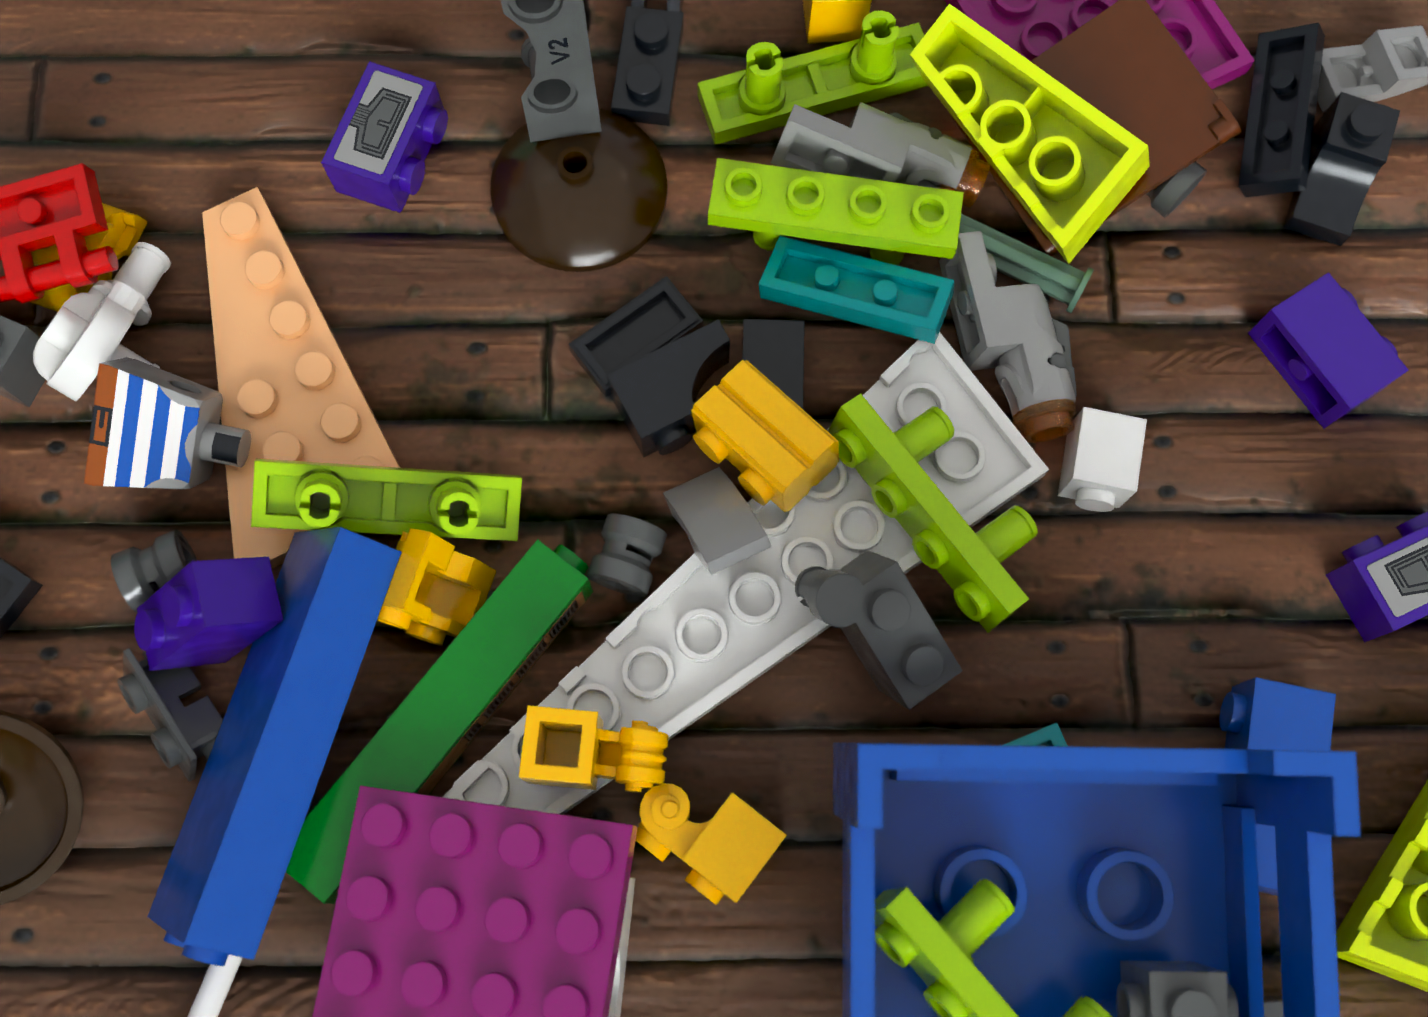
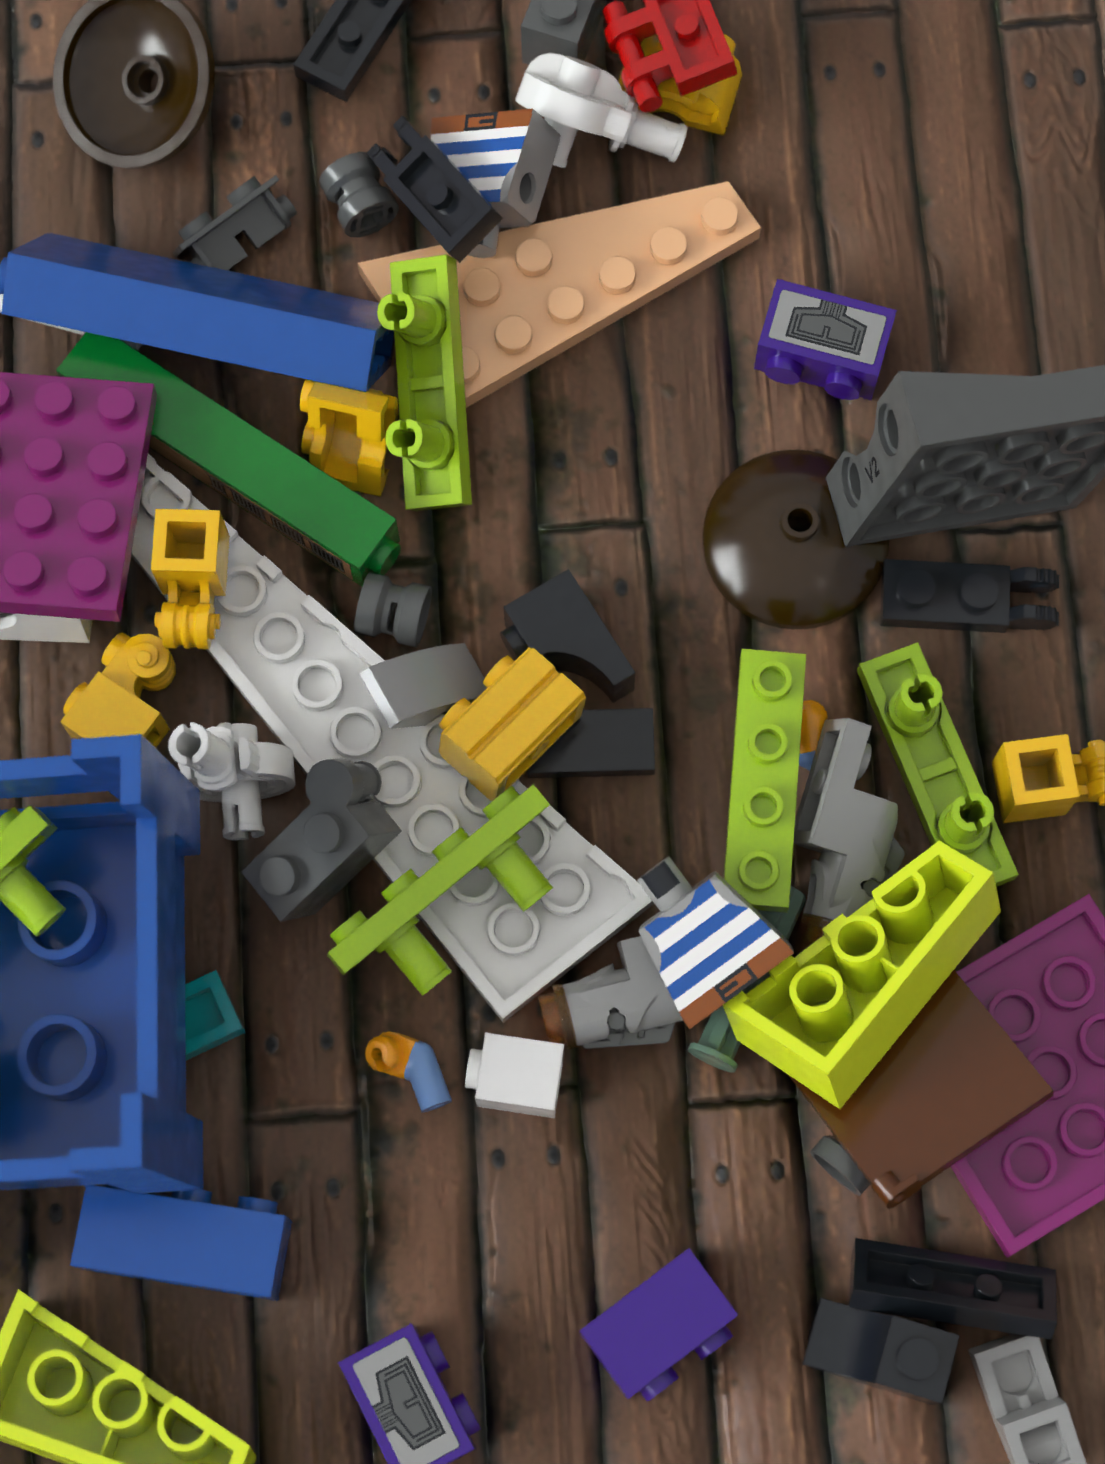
camera: 90 degrees right, 0 degrees up
(175, 473) = (436, 192): none -> black hinge
(208, 613) = (309, 238): dark purple brick -> none
(634, 331) = (633, 607): black tile -> none
(803, 717) = (234, 770): none -> white pin
(857, 289) = (691, 804): teal plate -> none
(1004, 257) = (706, 940): none -> torso
(1082, 561) = (411, 1061): none -> arm

